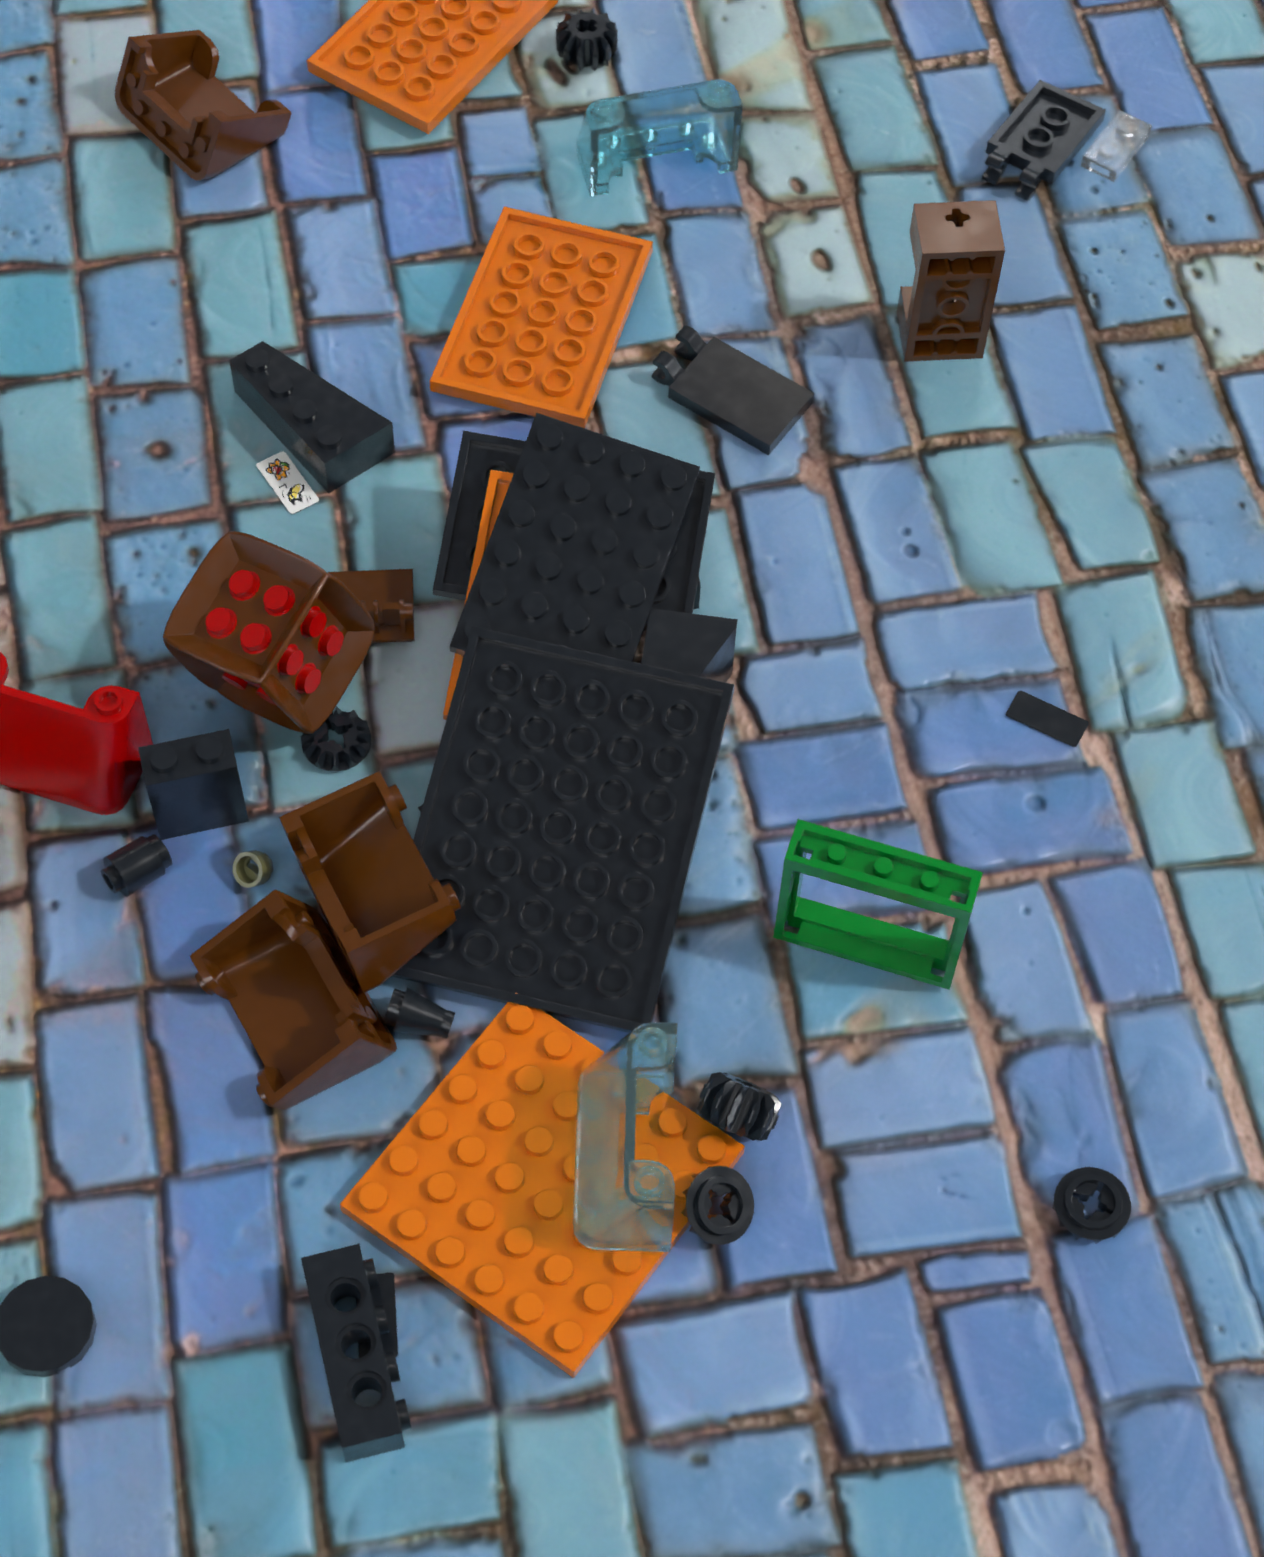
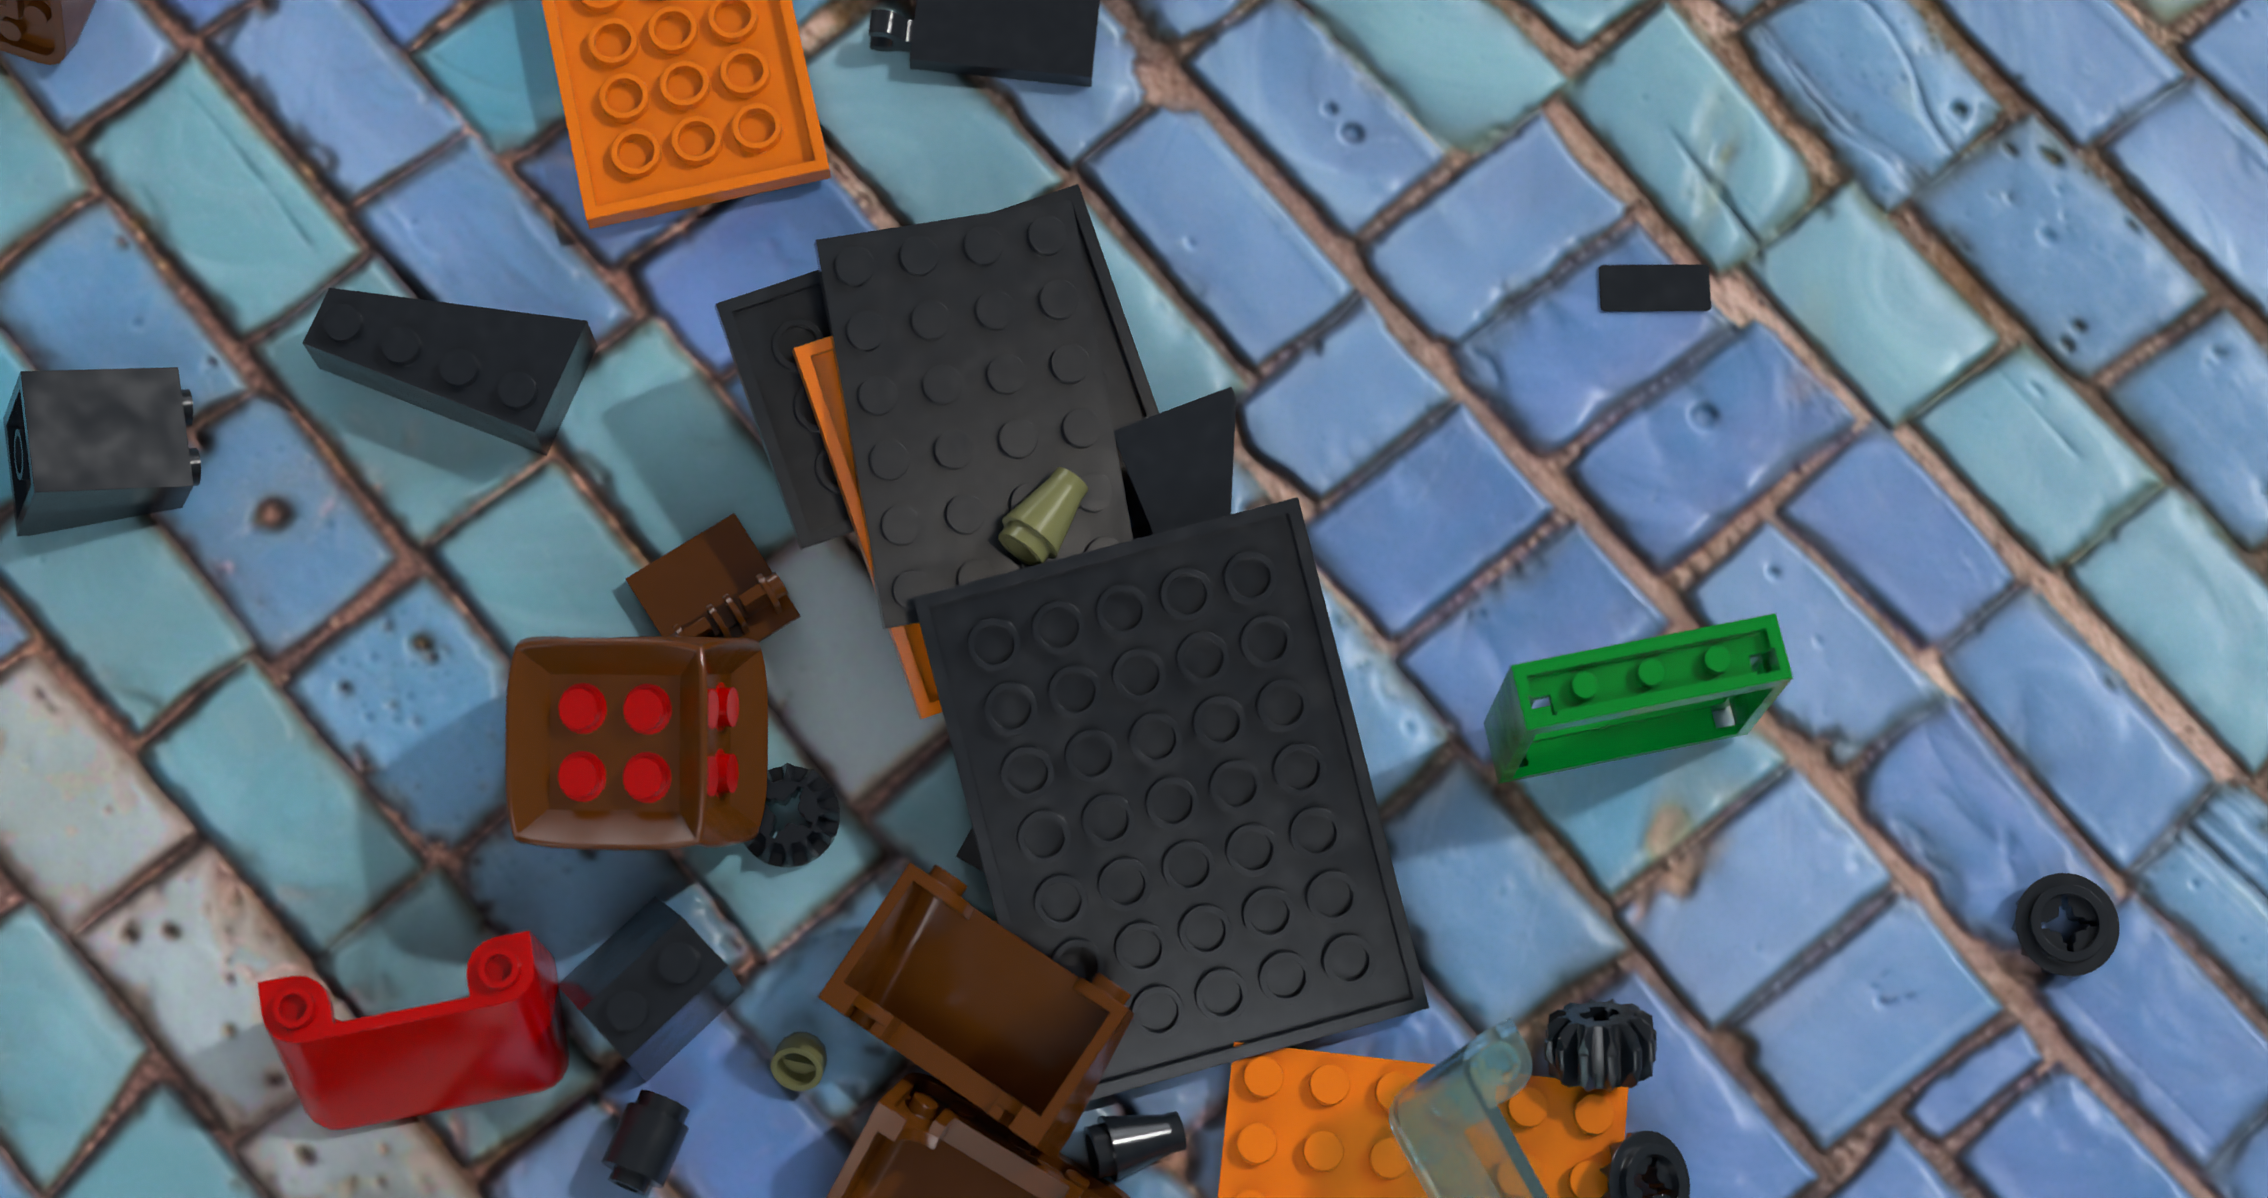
camera: 30 degrees left, 15 degrees up
(87, 364) = (98, 446): none -> black slope
(287, 482) = (481, 469): white sticker -> none
(576, 624) = (1042, 520): none -> olive cone

